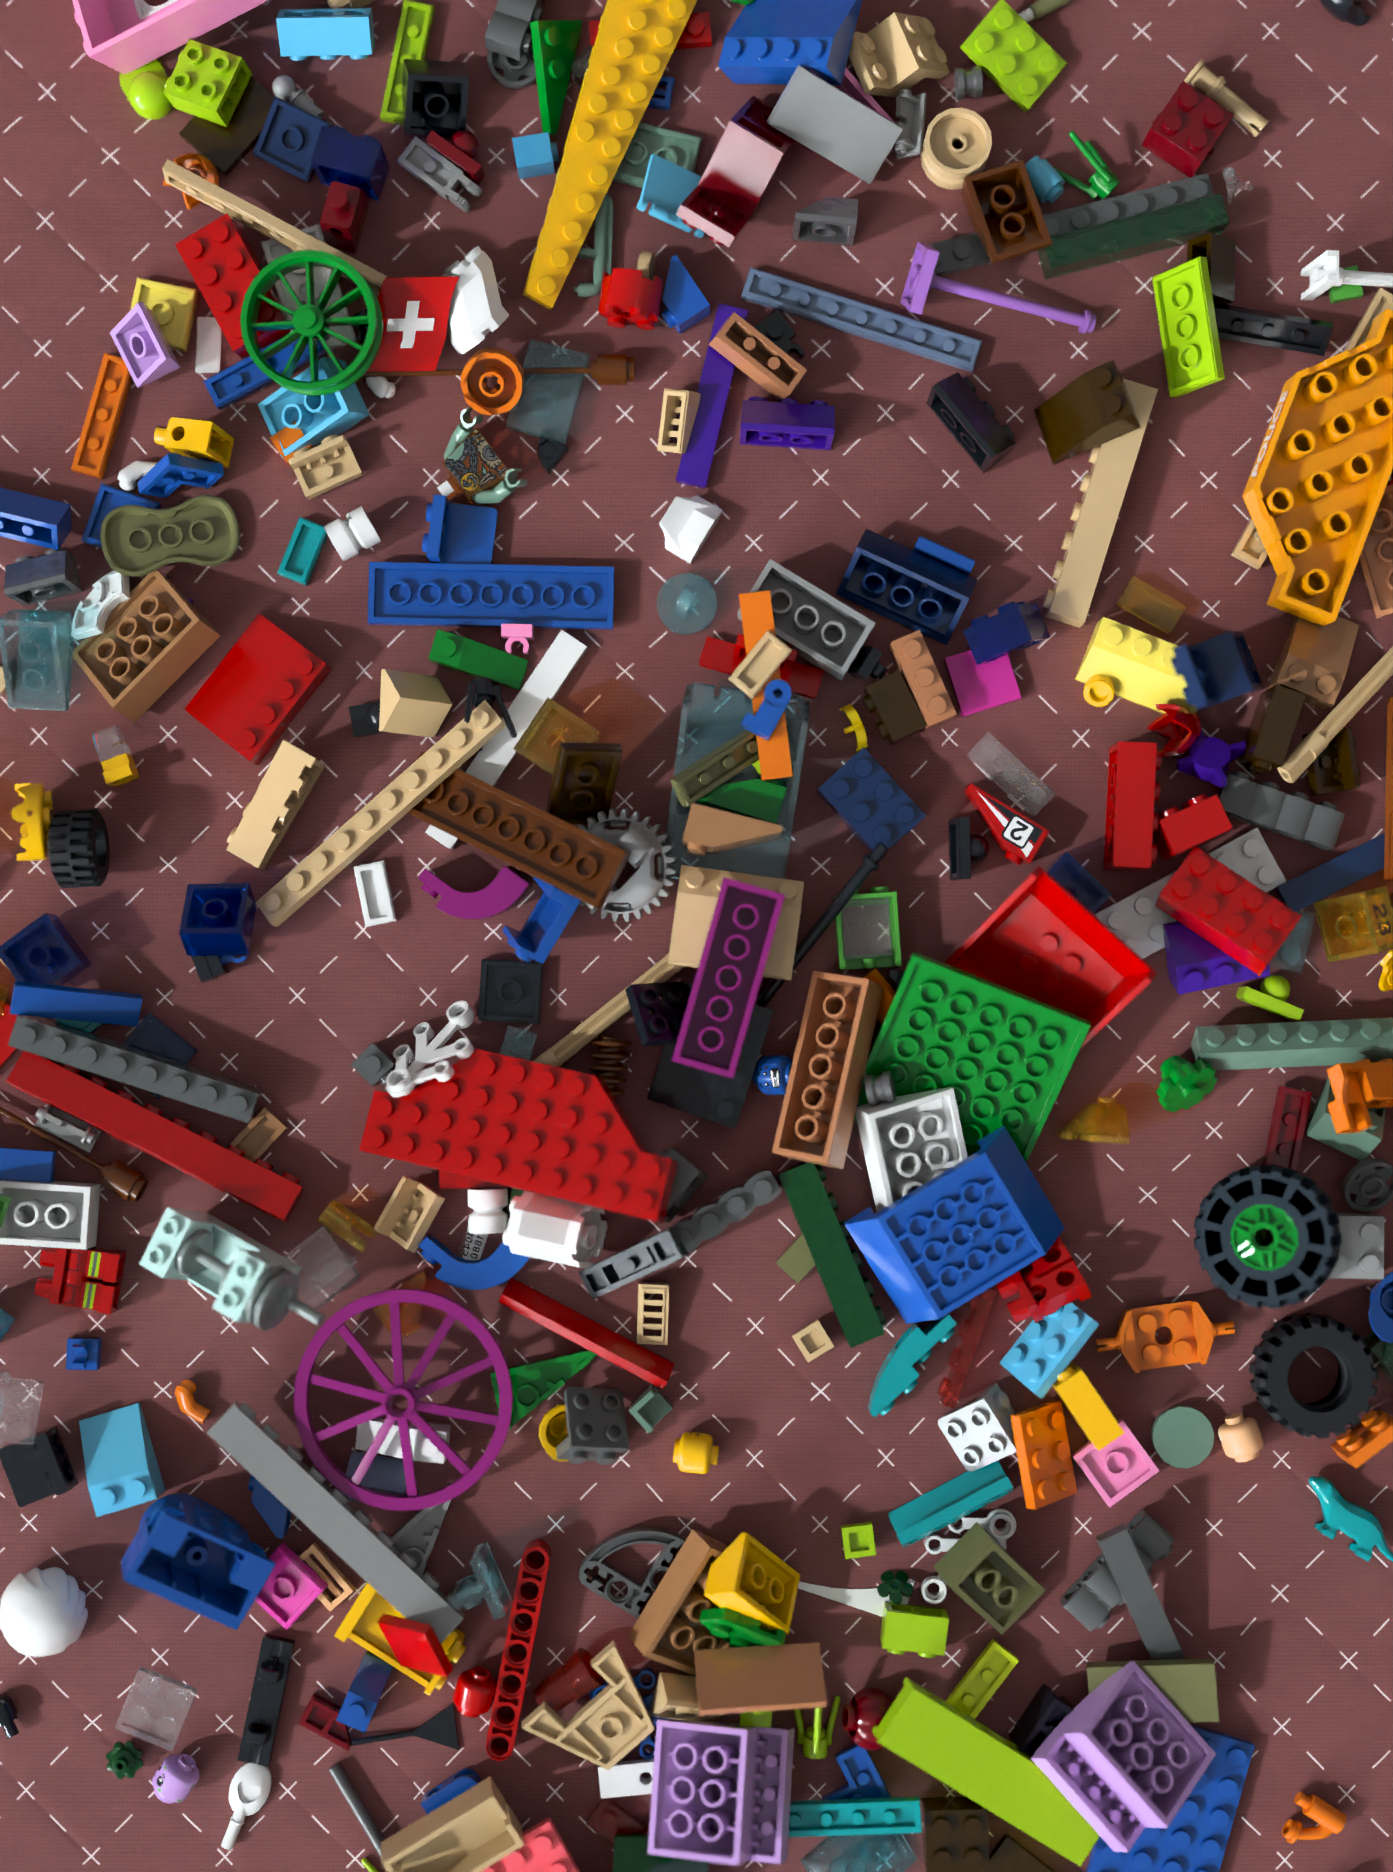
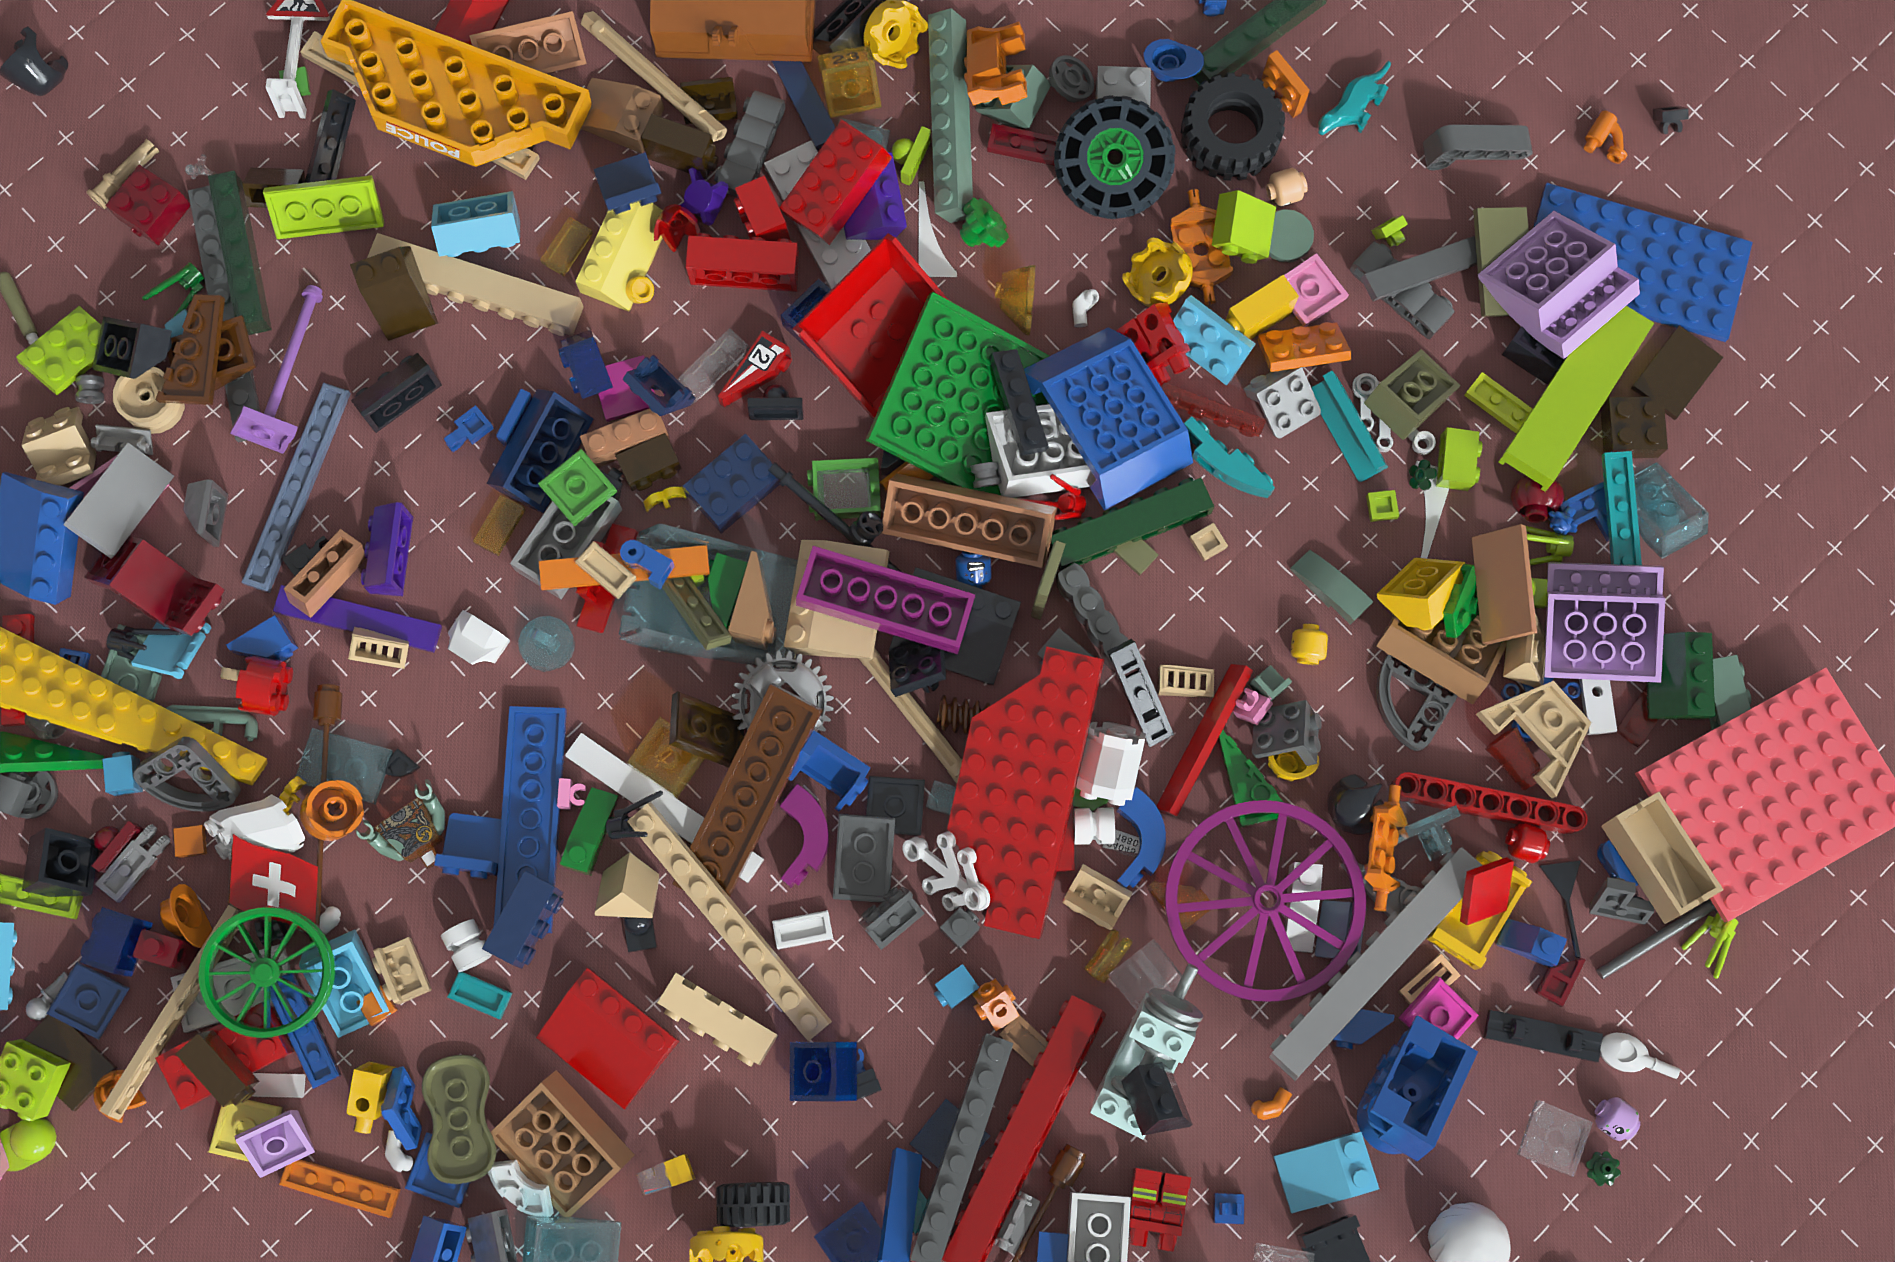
camera: 95 degrees left, 10 degrees down
(176, 1278) = (1155, 1099): none -> black slope
(207, 279) = (218, 1068): none -> dark brown brick
(292, 1103) = (995, 1004): none -> orange brick
(312, 1060) = (955, 987): none -> dark azure brick
(372, 593) = (524, 920): none -> dark blue brick
(381, 235) = (185, 916): none -> orange piece
(386, 988) = (891, 916): none -> dark grey bracket
(409, 1793) = (1617, 901): none -> dark grey plate
(451, 958) = (863, 857): none -> dark grey tile
(461, 1529) = (1381, 847): none -> orange plate
(464, 233) = (190, 841): none -> orange tile
(506, 1501) = (1352, 804): none -> black piece
(513, 334) = (288, 795): none -> yellow piece
(517, 256) = (190, 762): none -> dark grey beam
(623, 1388) = (1252, 706): none -> bright pink tile
(678, 146) = (125, 642): none -> black plant
(755, 1159) = (1047, 579): none -> olive tile
(762, 1479) = (1331, 586): none -> sand green slope
(820, 545) = (499, 525): none -> clear yellow tile
(824, 954) = (866, 528): none -> black wheel
(840, 1748) = (1562, 521): none -> blue plant
(854, 1184) = (1070, 503): none -> red plant
(857, 629) = (577, 487): none -> bright green tile
(933, 508) = (470, 426): none -> blue plate
(965, 1125) = (1018, 402): none -> black plate
(993, 714) = (653, 375): none -> dark blue piece
(1003, 196) = (195, 360): none -> reddish brown wing
(1012, 122) = (130, 347): none -> black slope
(1092, 1197) = (1082, 304): none -> white arm
(1138, 1272) = (1147, 266): none -> yellow plate
(1146, 1022) = (930, 255): none -> white sticker
(1170, 500) = (476, 224): none -> medium azure brick
(1187, 1386) = (1243, 226): none -> lime brick
(1190, 1558) = (1391, 230): none -> lime tile
(1298, 1664) = (1476, 143): none -> dark grey beam

